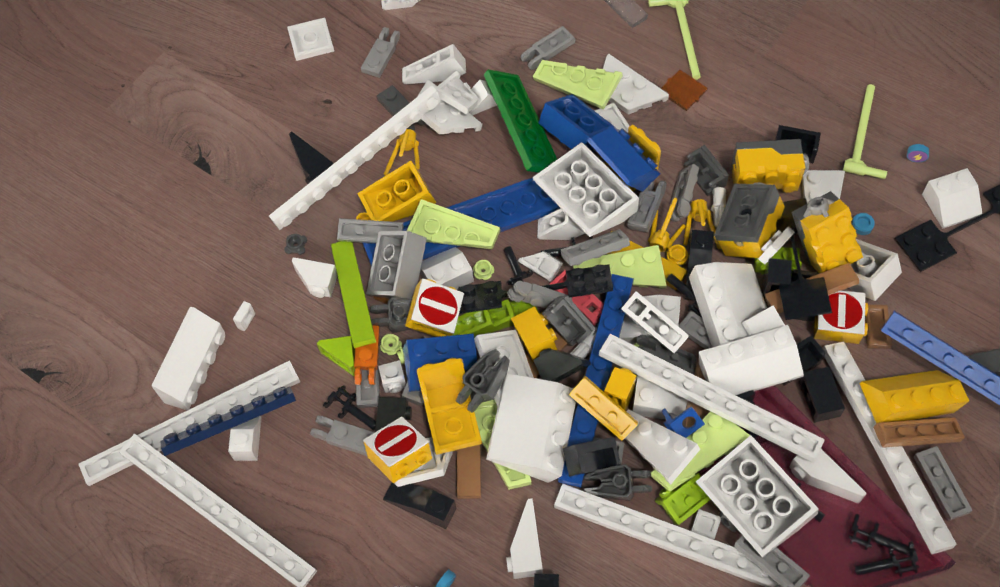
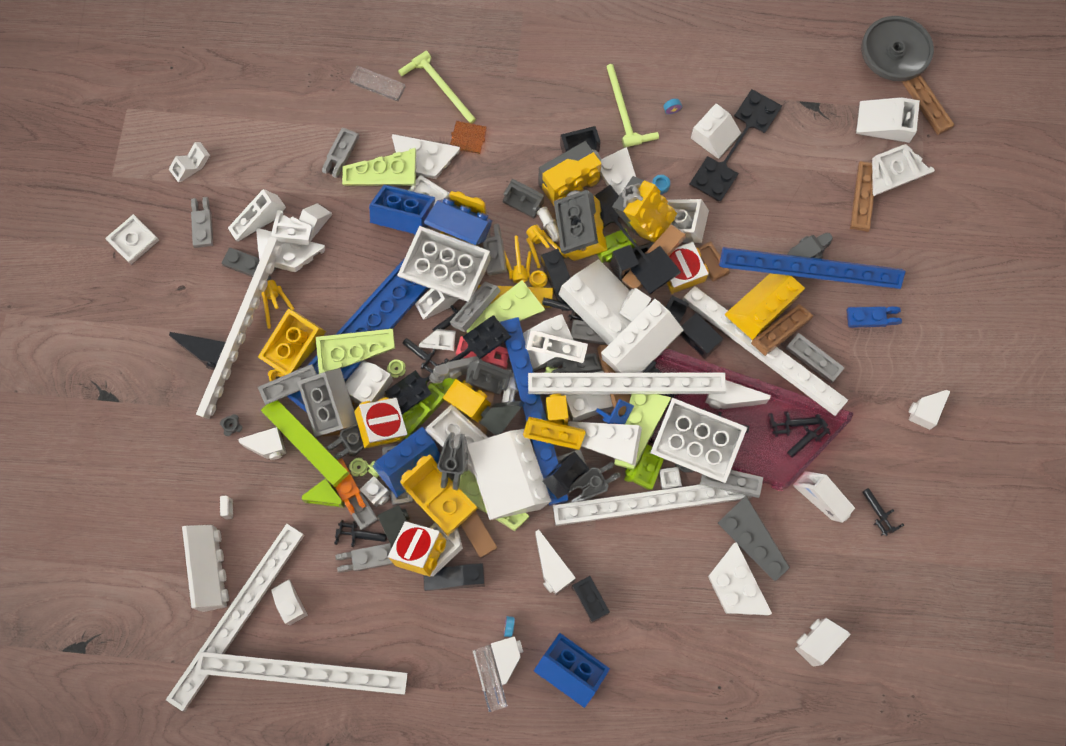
camera: 35 degrees left, 10 degrees up
(219, 423) = (266, 601): dark blue plate -> none
(521, 120) = (357, 228): green plate -> none
(683, 192) = (516, 224): light grey hinge -> none
(775, 244) = (611, 236): white plate -> none

